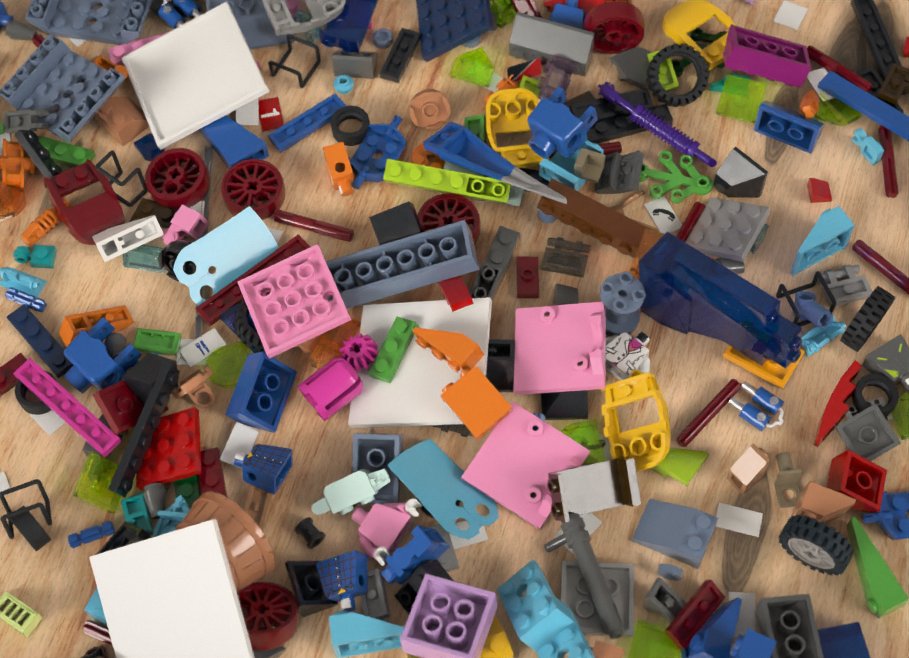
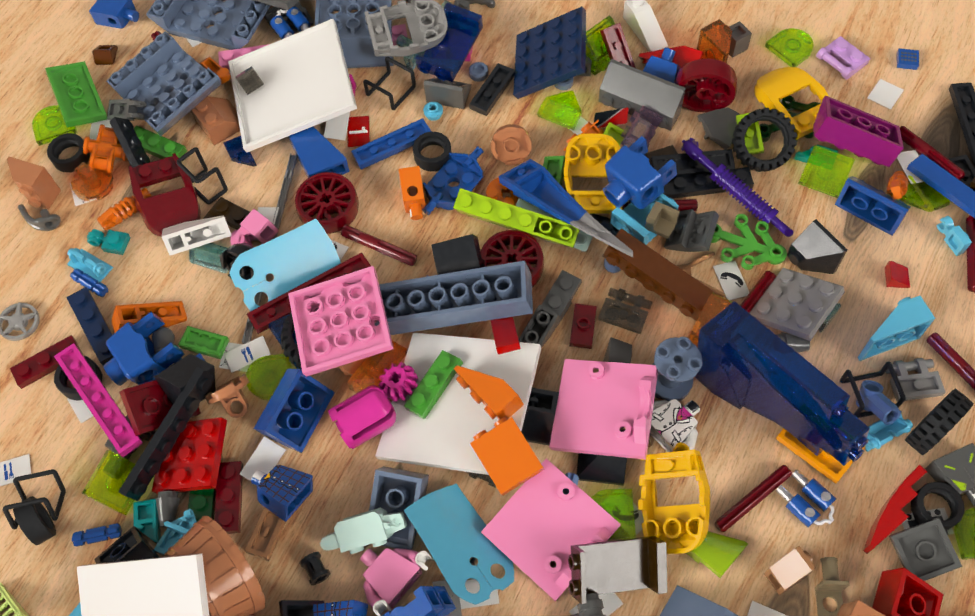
camera: 10 degrees right, 0 degrees up
(19, 31) = (141, 26): dark grey cone -> none
(151, 75) = (249, 80): none -> clear smoke tile
(177, 178) = (256, 182): dark red piece -> none

